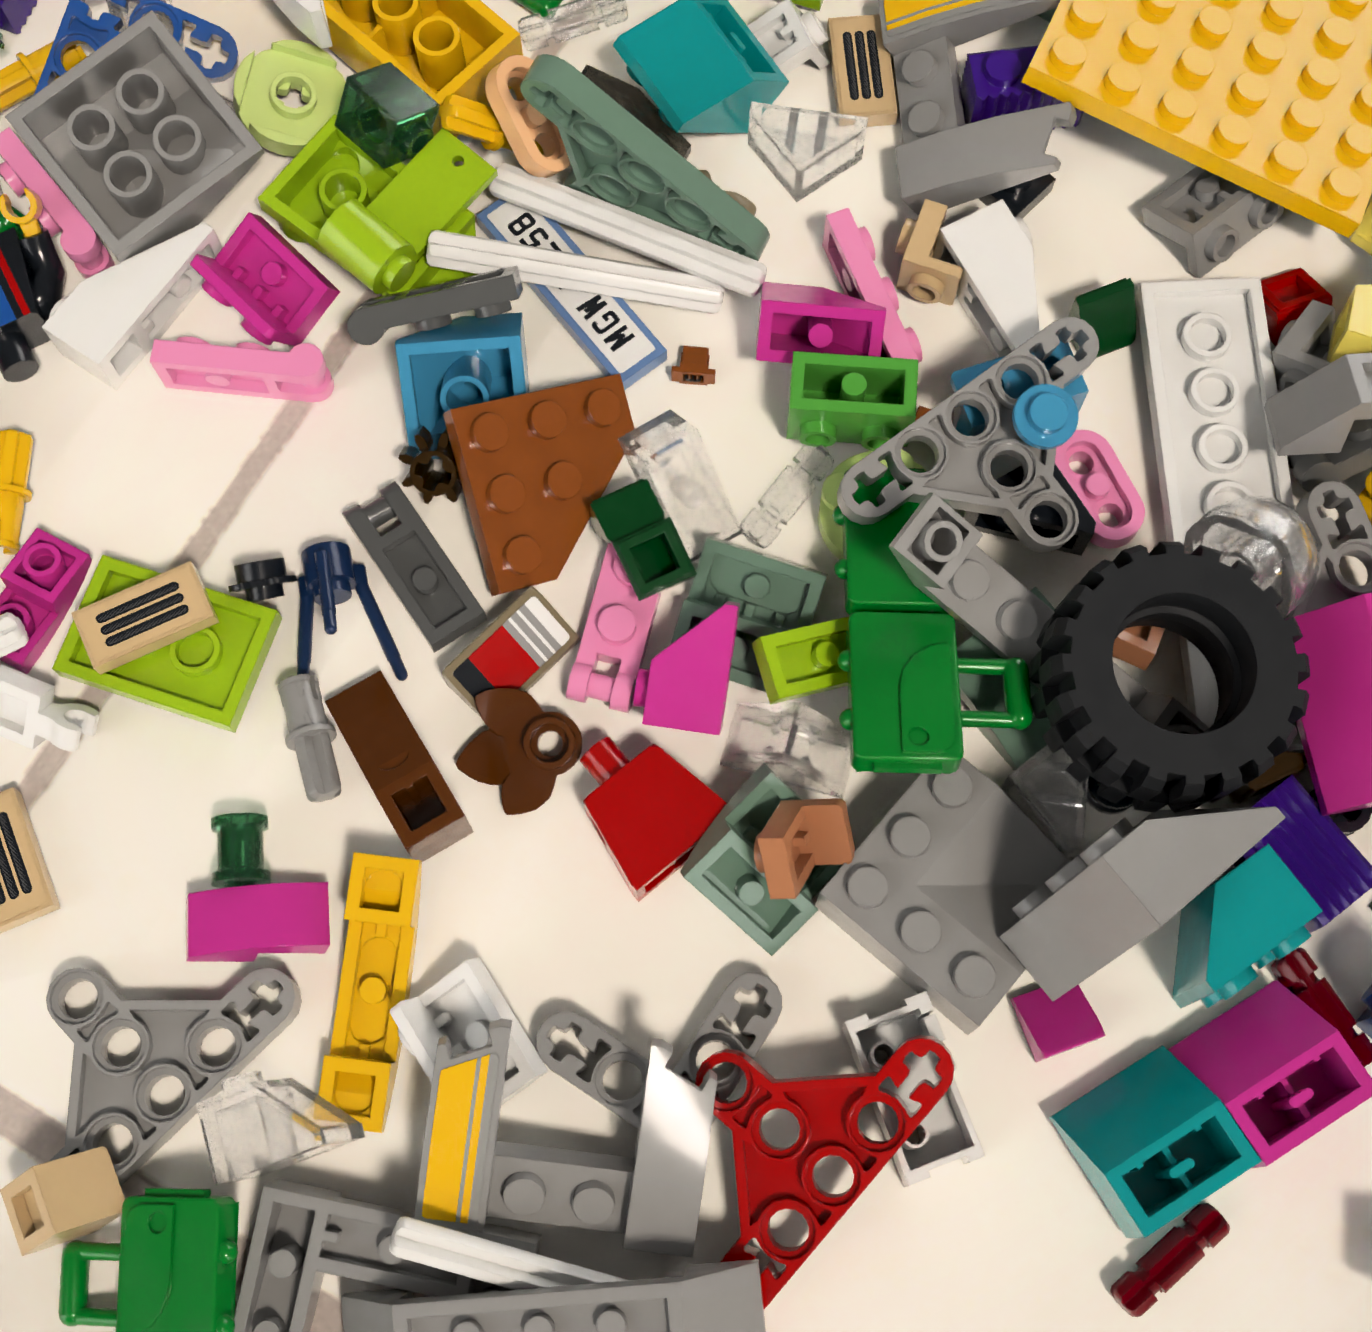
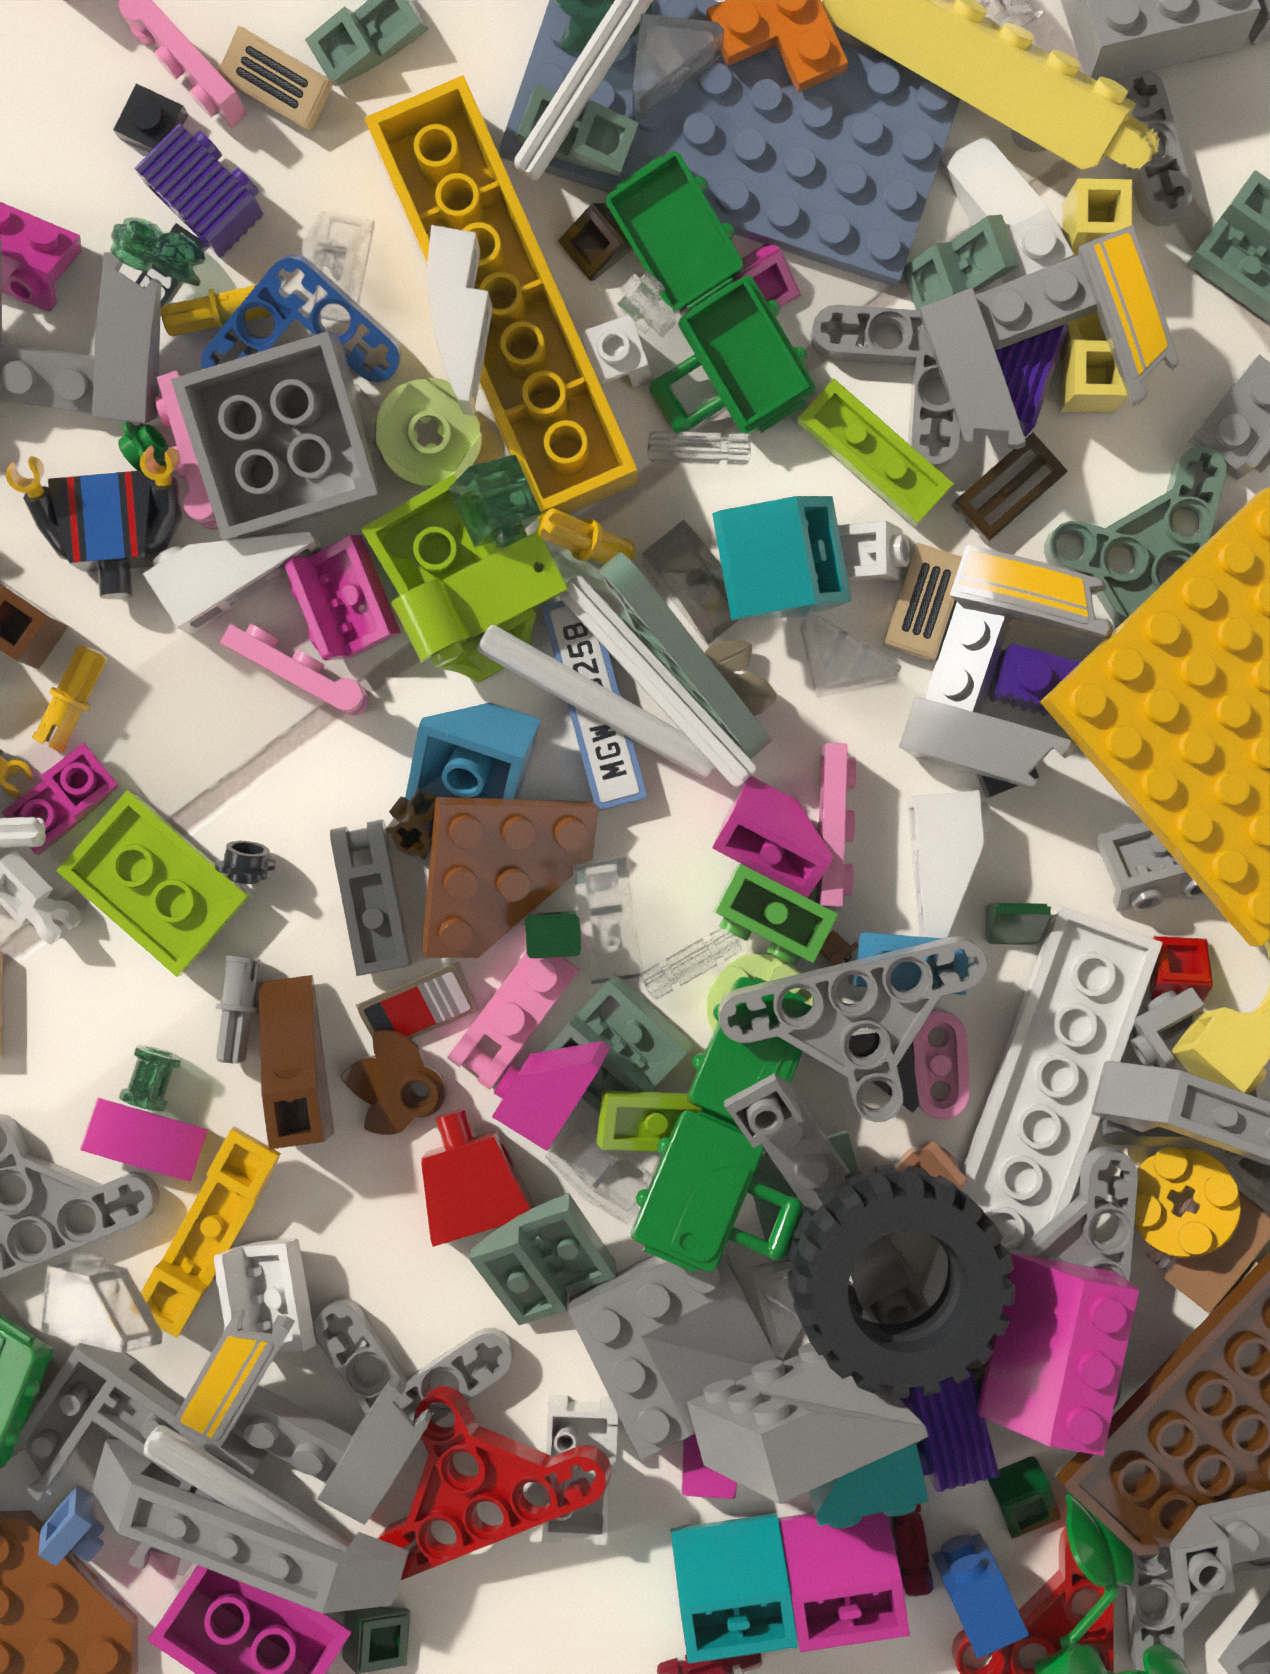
camera: 25 degrees right, 15 degrees up
(144, 617) = (141, 863): tan tile -> none
(328, 582) = (298, 881): dark blue plant -> none
(433, 304) = (469, 693): dark grey plate -> none
(522, 122) = (600, 548): light nougat plate -> none
(654, 559) = (558, 984): dark green slope -> none
(694, 367) = (666, 816): dark orange piece -> none
(798, 839) = (566, 1264): nougat bracket -> none
(920, 273) = (896, 790): tan bracket -> none
(1045, 416) = (909, 1023): dark azure plate -> none
(1265, 538) = (1026, 1197): clear cylinder -> none

